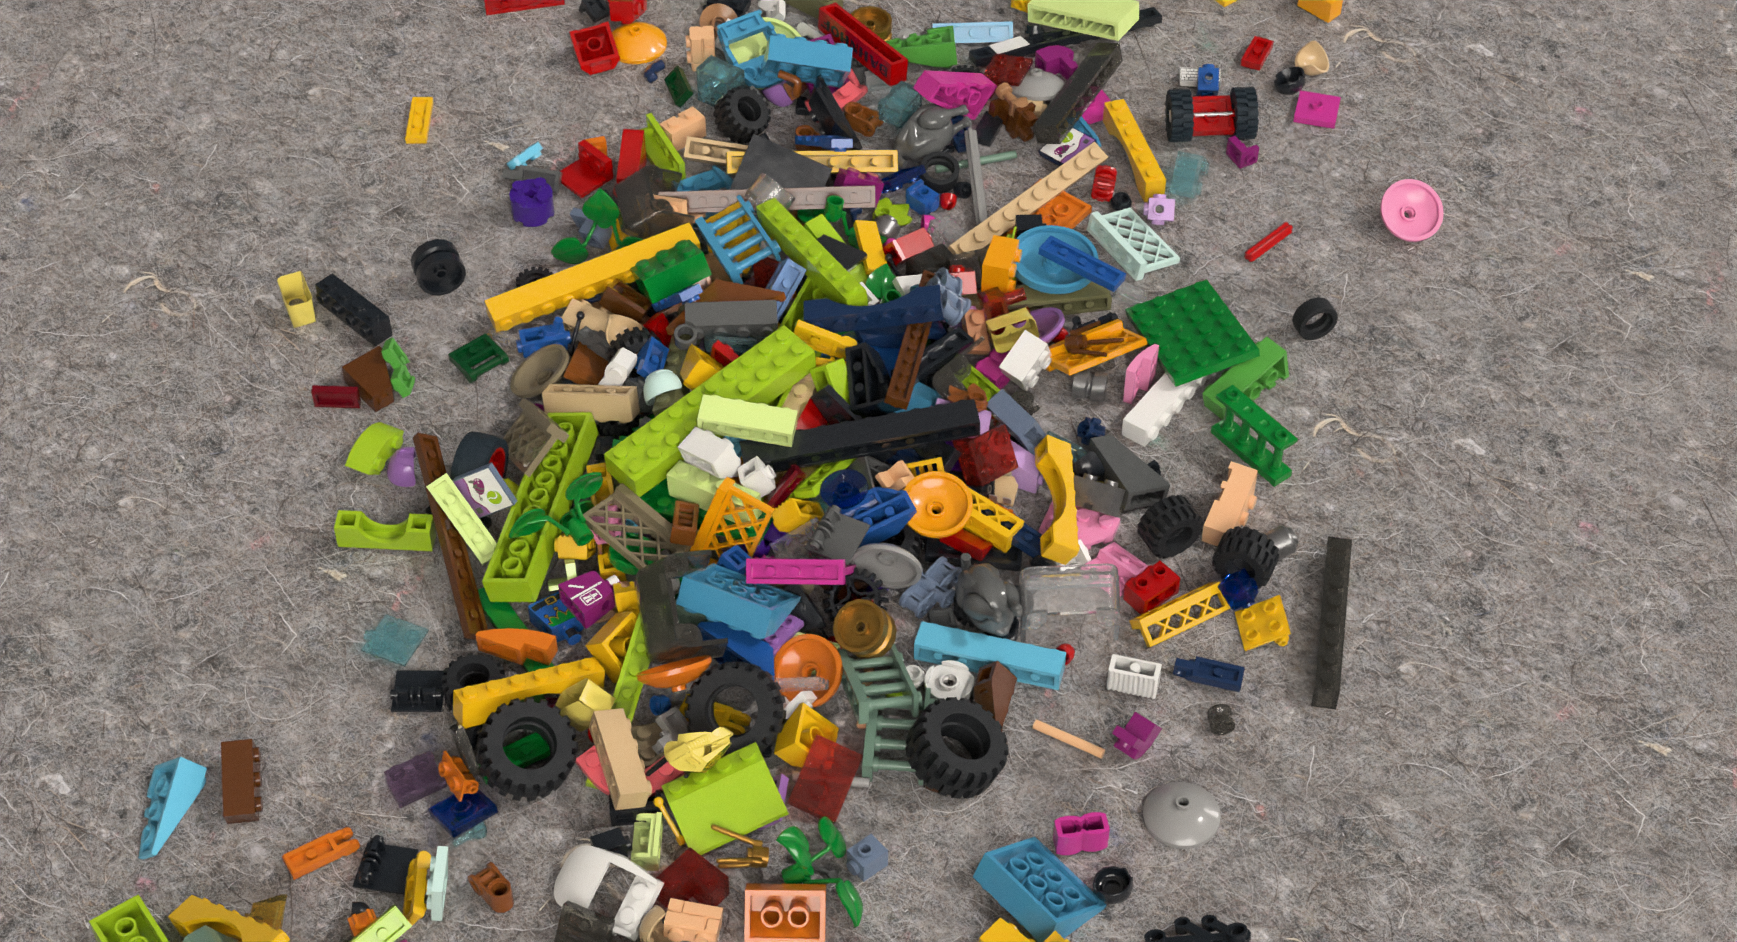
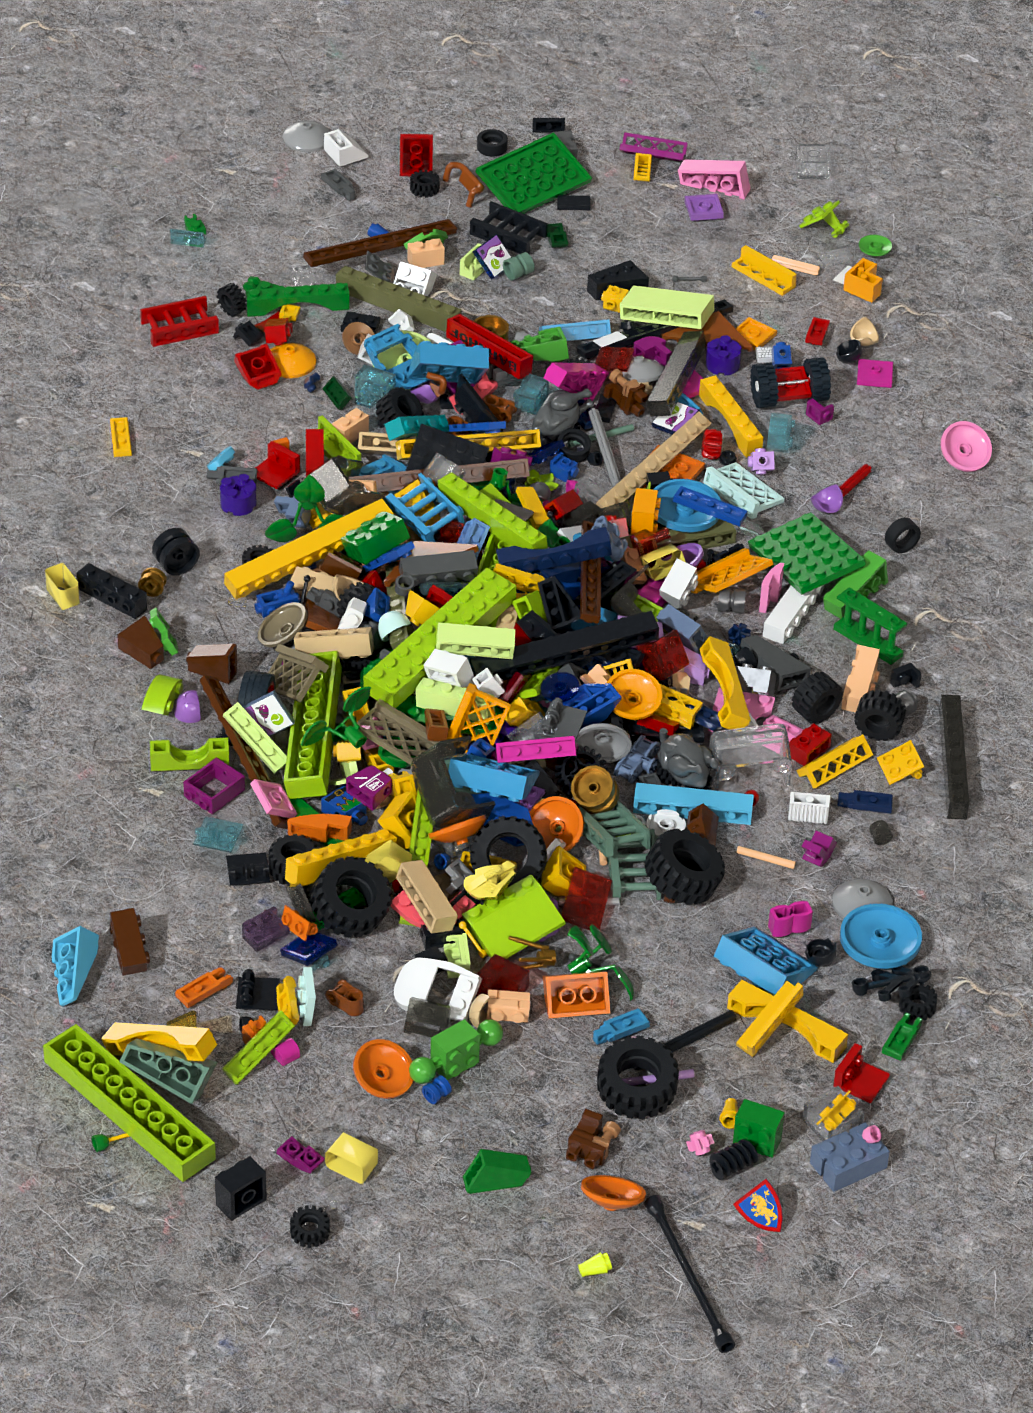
camera: 10 degrees left, 5 degrees down
(336, 396) = (117, 658): dark red tile -> none
(390, 564) = (221, 771): none -> magenta window
(403, 302) = (152, 581): none -> pearl gold wheel
(448, 411) = (214, 661): none -> reddish brown slope
(467, 602) = (273, 798): none -> bright pink tile
(476, 352) = (222, 616): dark green plate -> none
(701, 45) = (350, 359): light nougat brick -> none
(738, 135) = (409, 425): none -> teal arch
(802, 684) = (558, 832): clear tile -> none
(866, 858) = (630, 951): sand blue brick -> none
(948, 201) = (585, 468): red hinge -> none
(973, 392) = (643, 608): dark orange plate -> none
(1076, 342) = (716, 567): reddish brown plant -> none
(1136, 46) = (714, 328): none -> dark orange tile
(1139, 75) = (723, 356): none -> dark purple brick
(1180, 50) = (756, 332): none -> light orange tile
(1194, 871) = (880, 936): none -> dark azure dish
(1232, 264) = (828, 500): none -> medium lavender helmet
(1239, 589) = (879, 739): clear blue brick -> none
(1289, 502) = (906, 674): none -> black bracket

